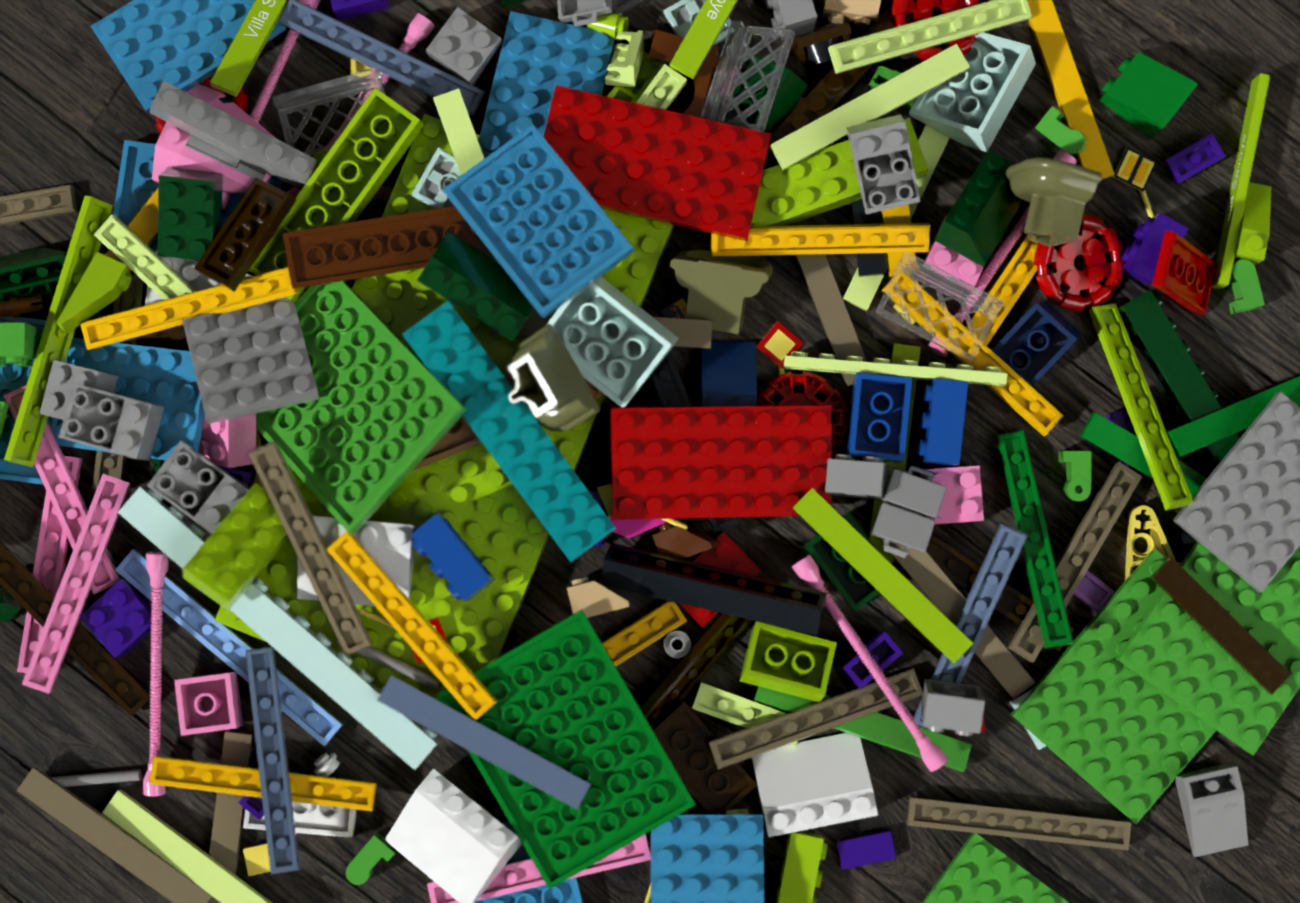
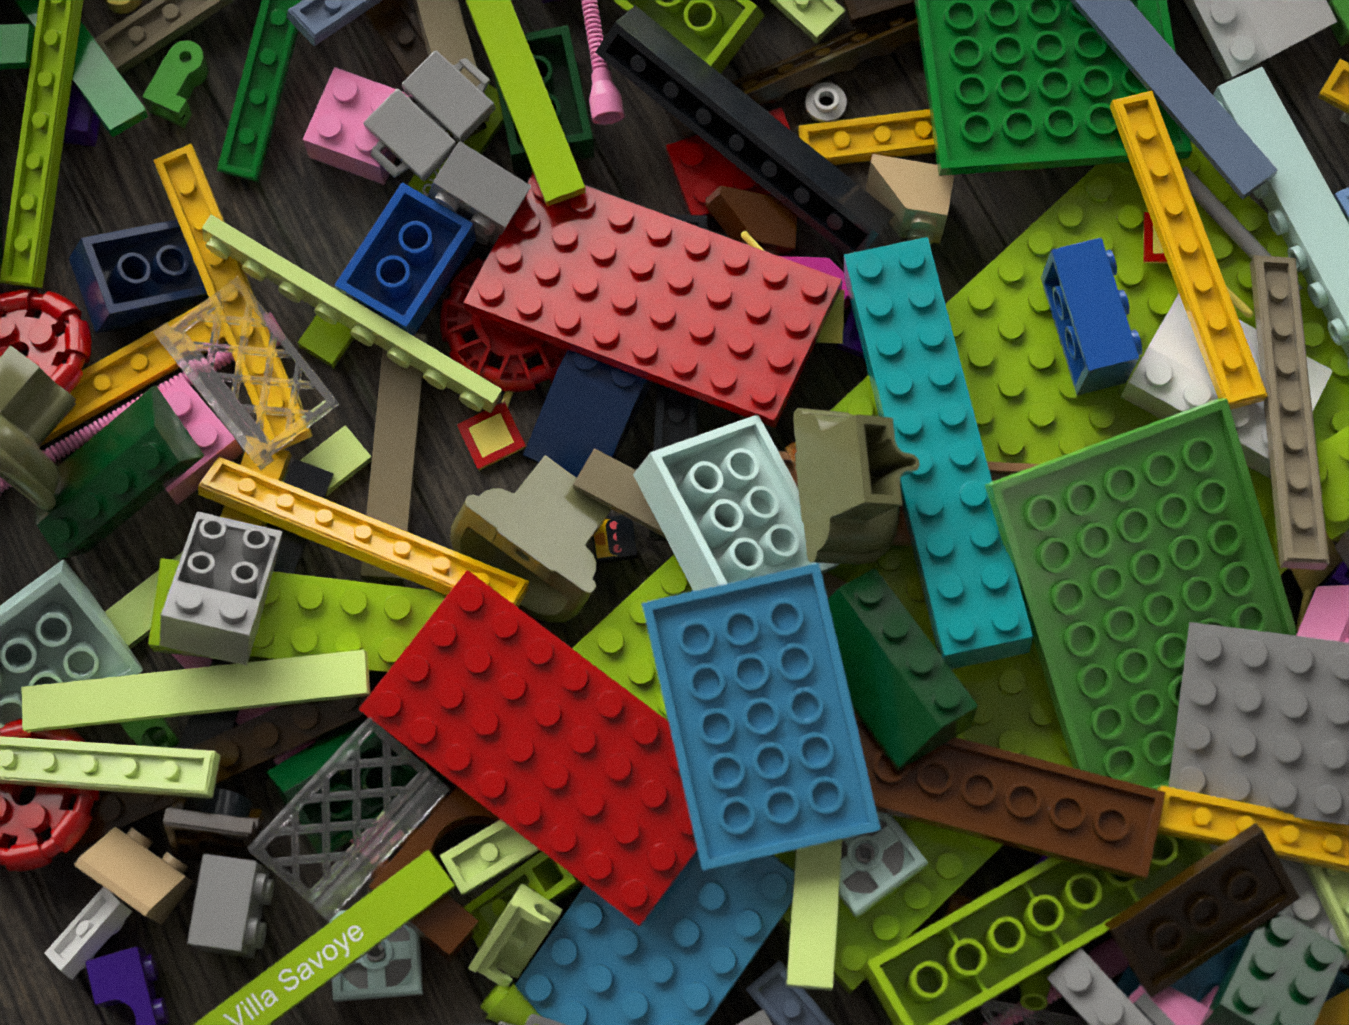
camera: 155 degrees left, 10 degrees down
(941, 423) = (326, 212): blue brick -> none

